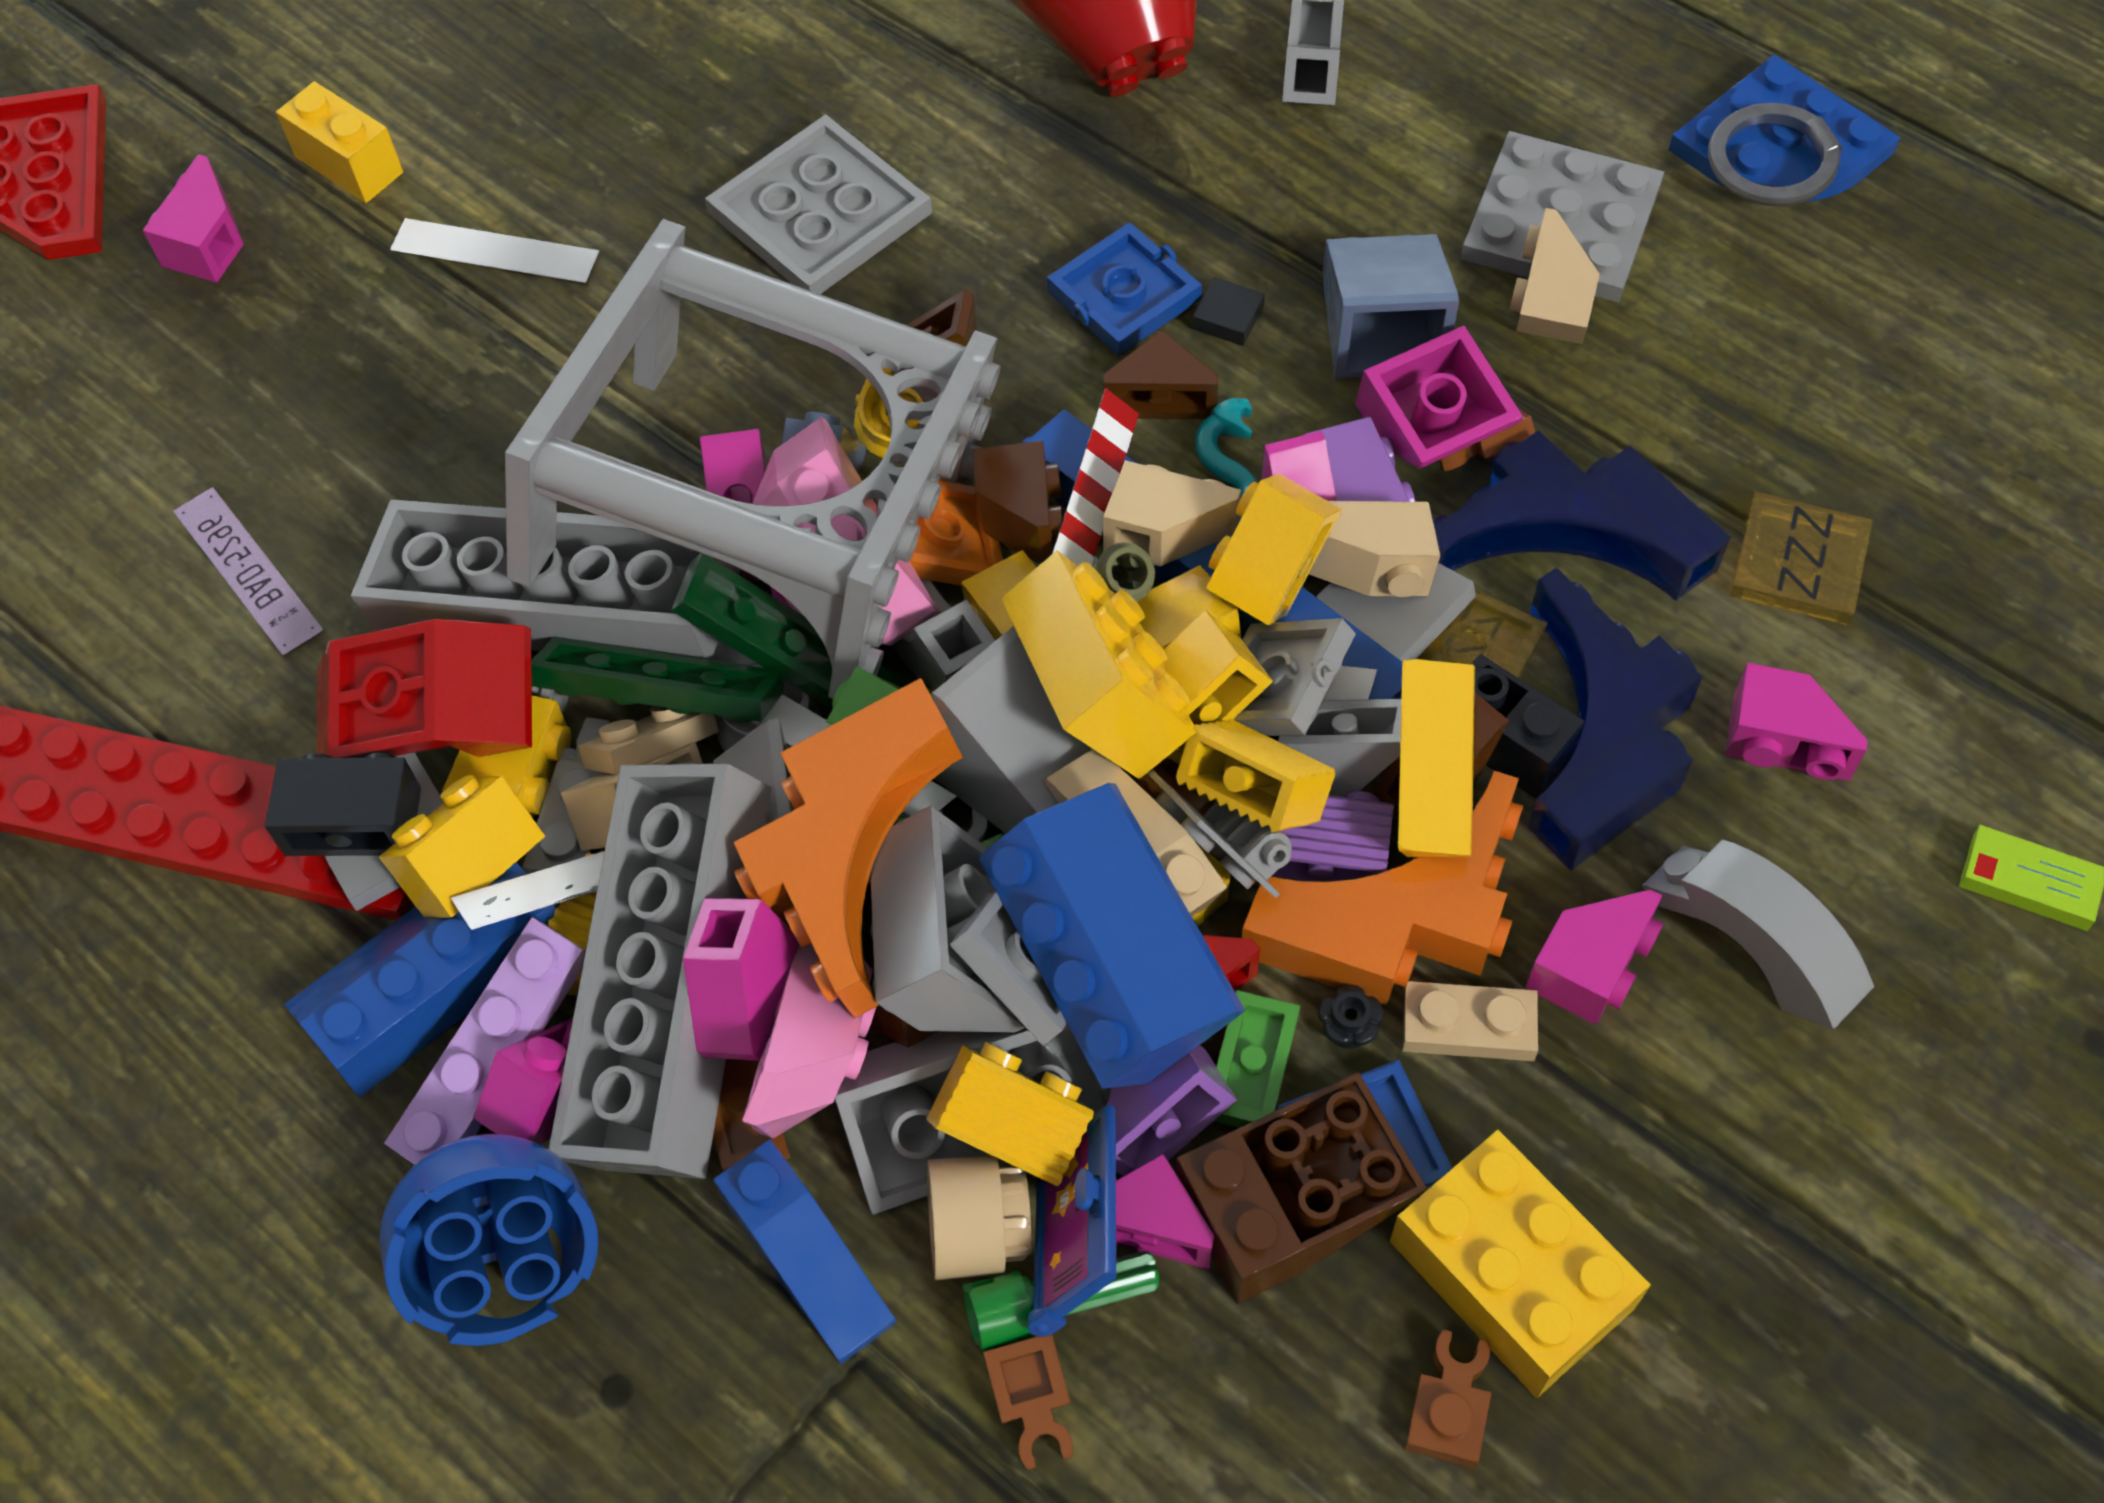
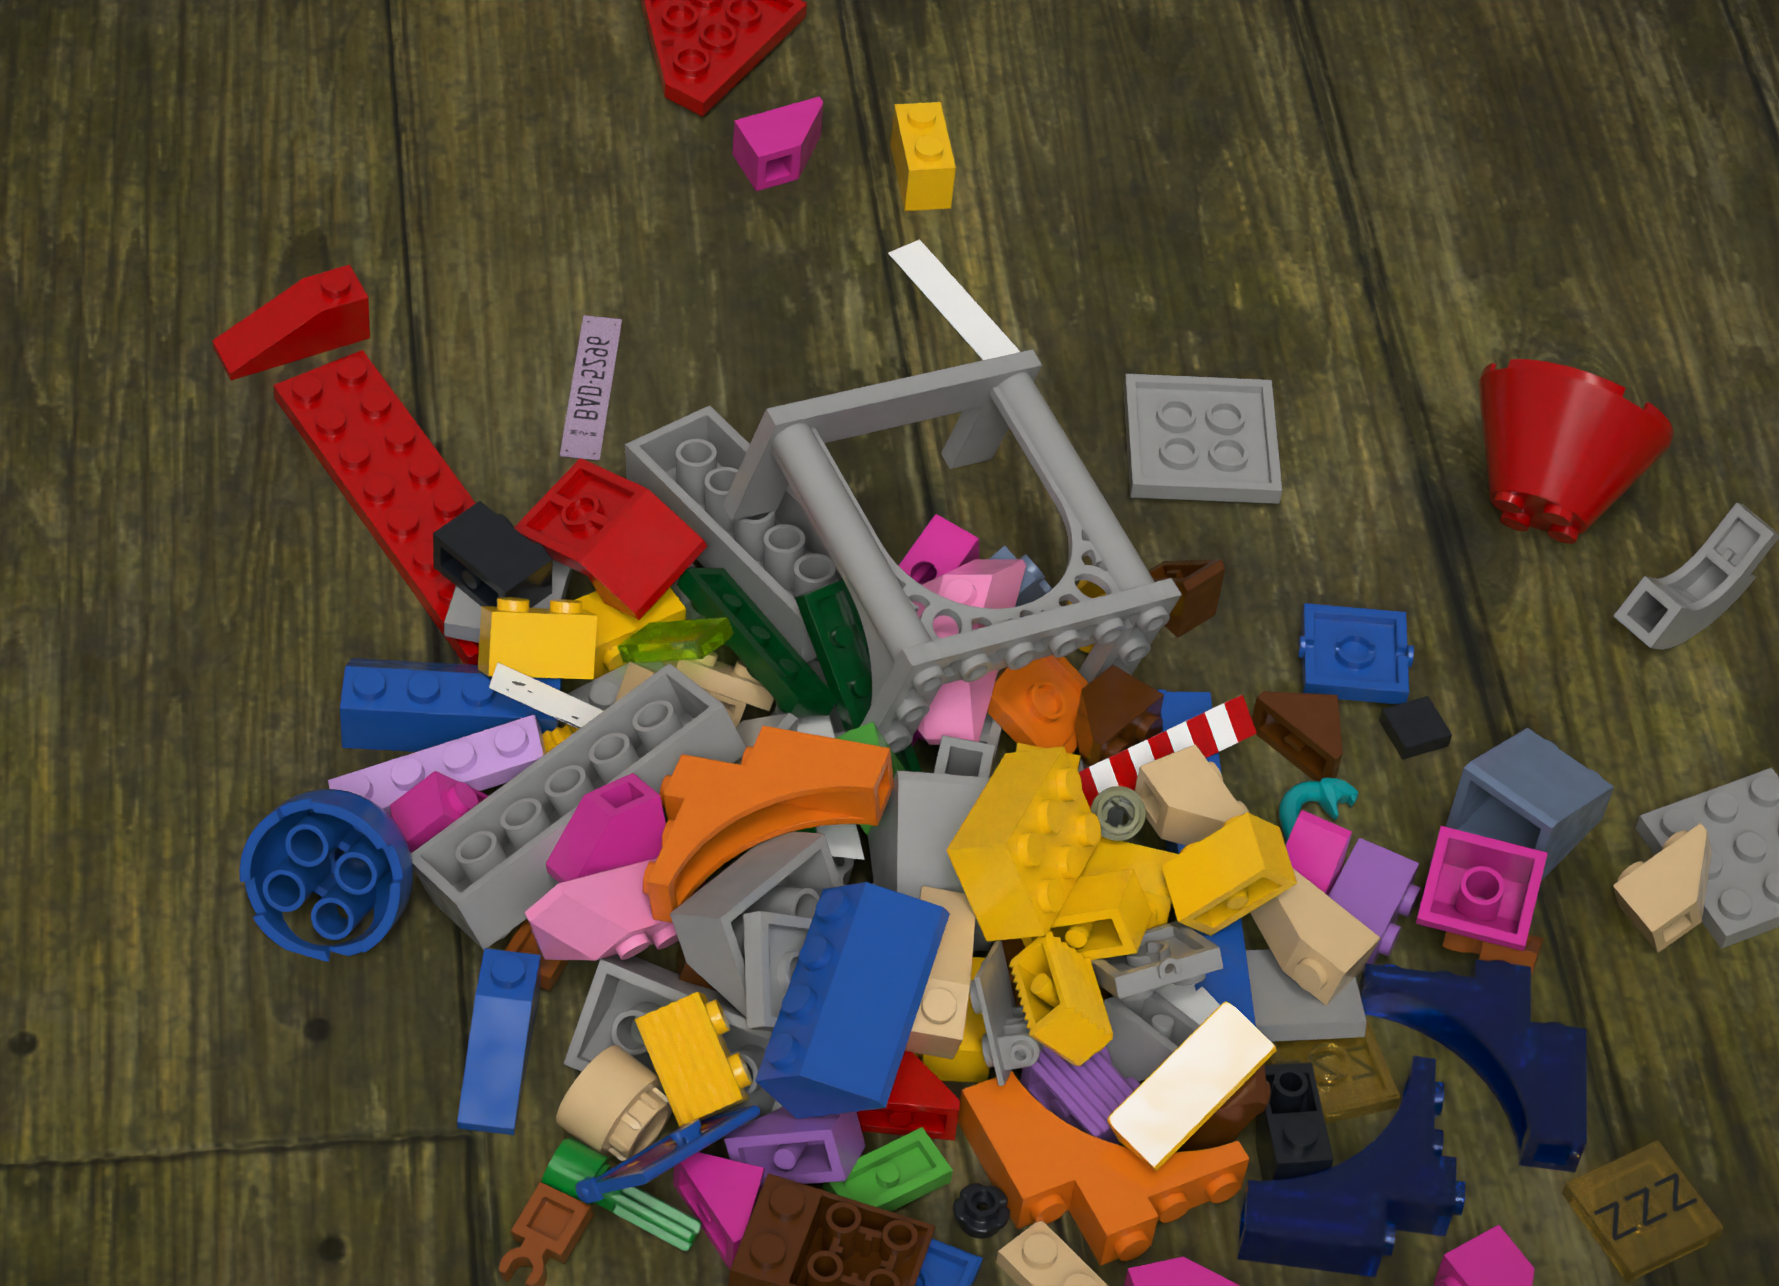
camera: 35 degrees right, 10 degrees down
(589, 738) = (675, 640): none -> clear neon green tile

